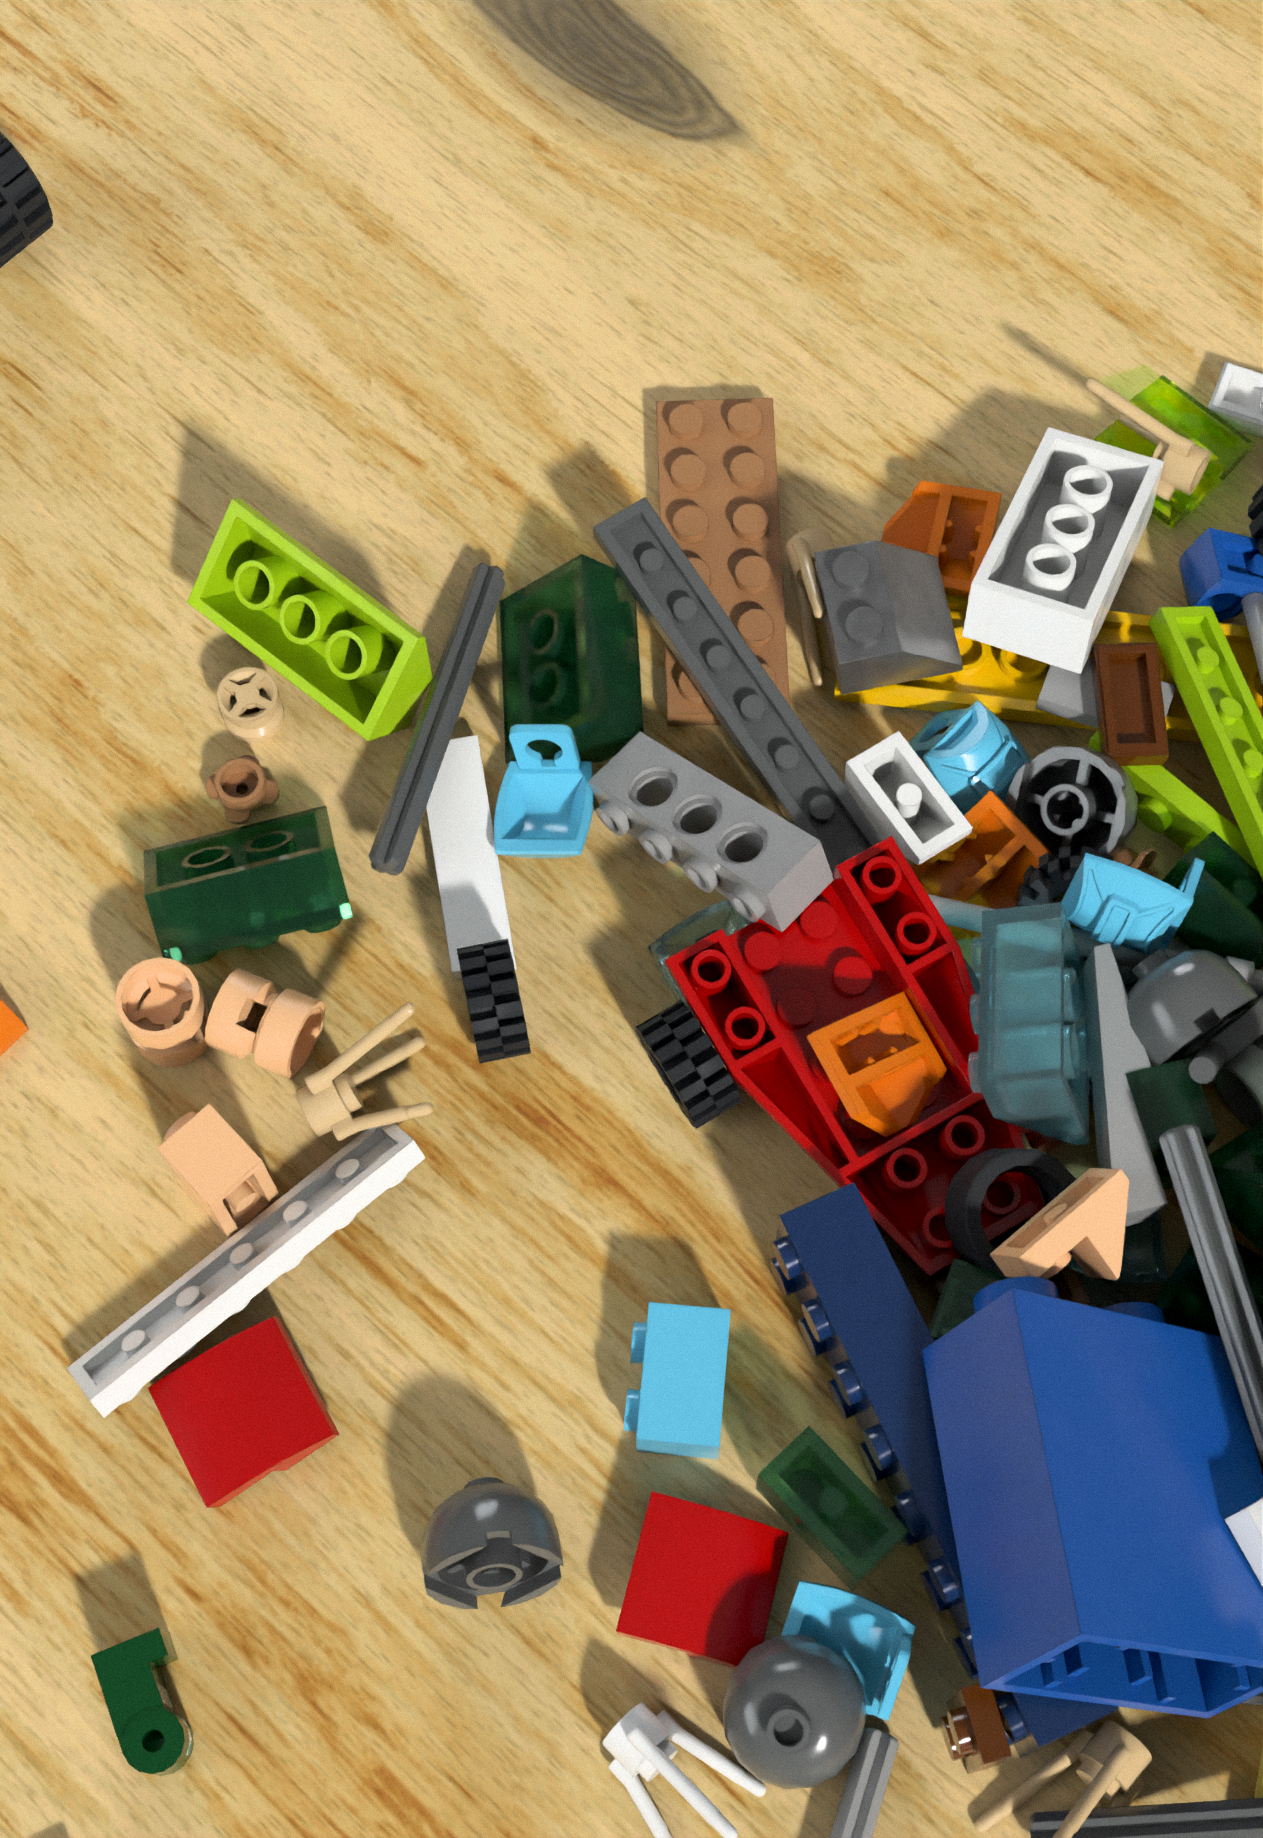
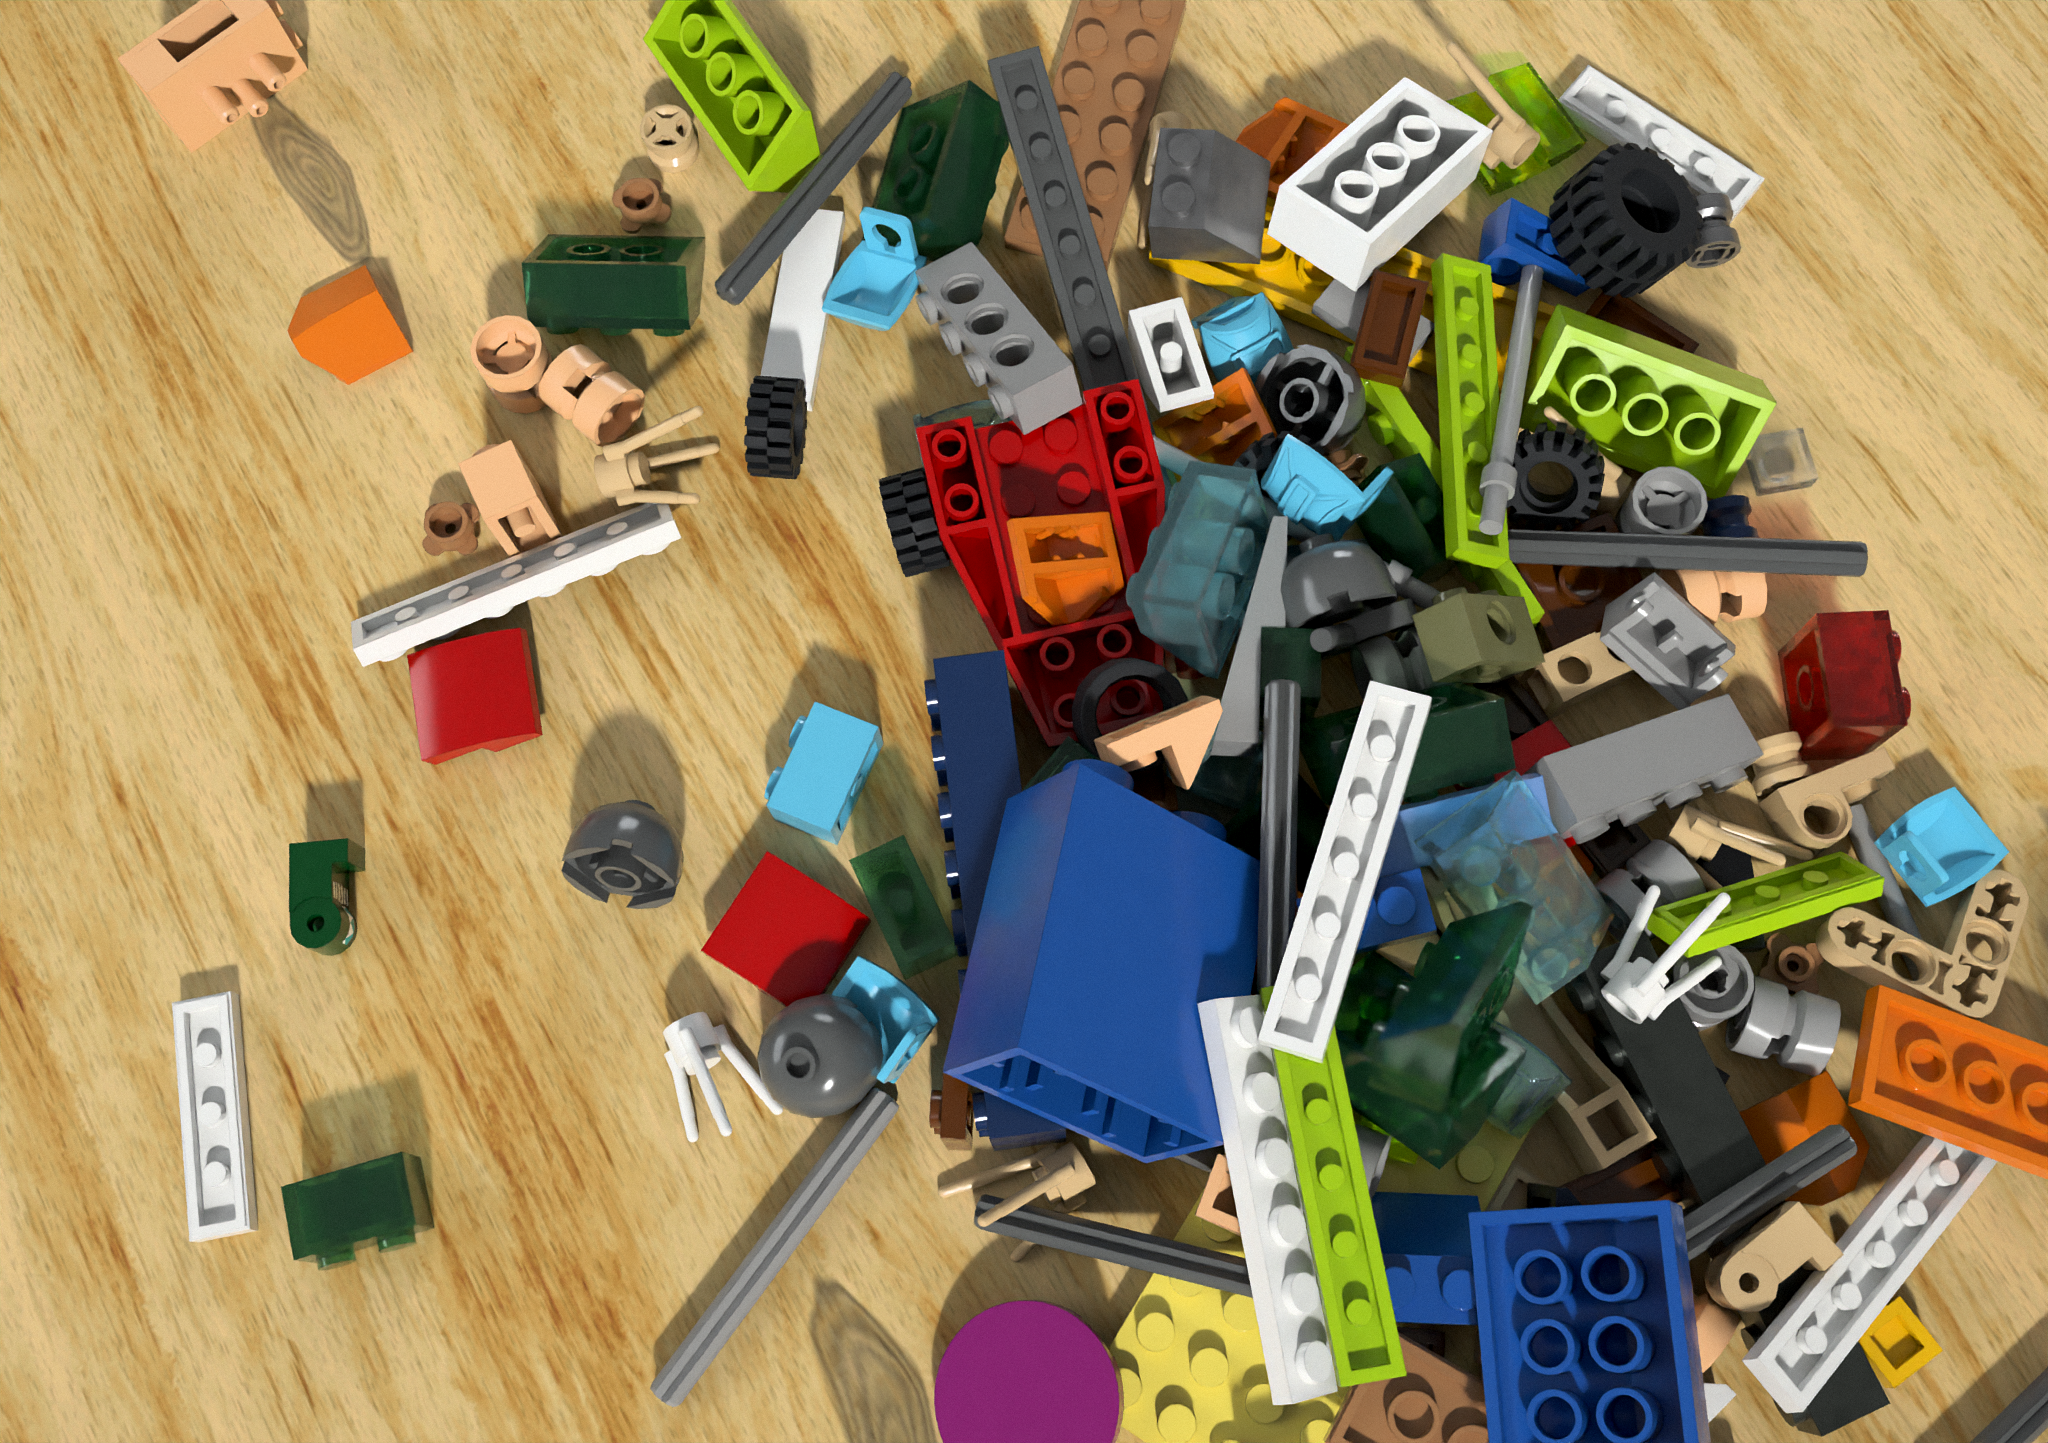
camera: 20 degrees right, 5 degrees up
(132, 1212) = (443, 515): none -> medium nougat plate

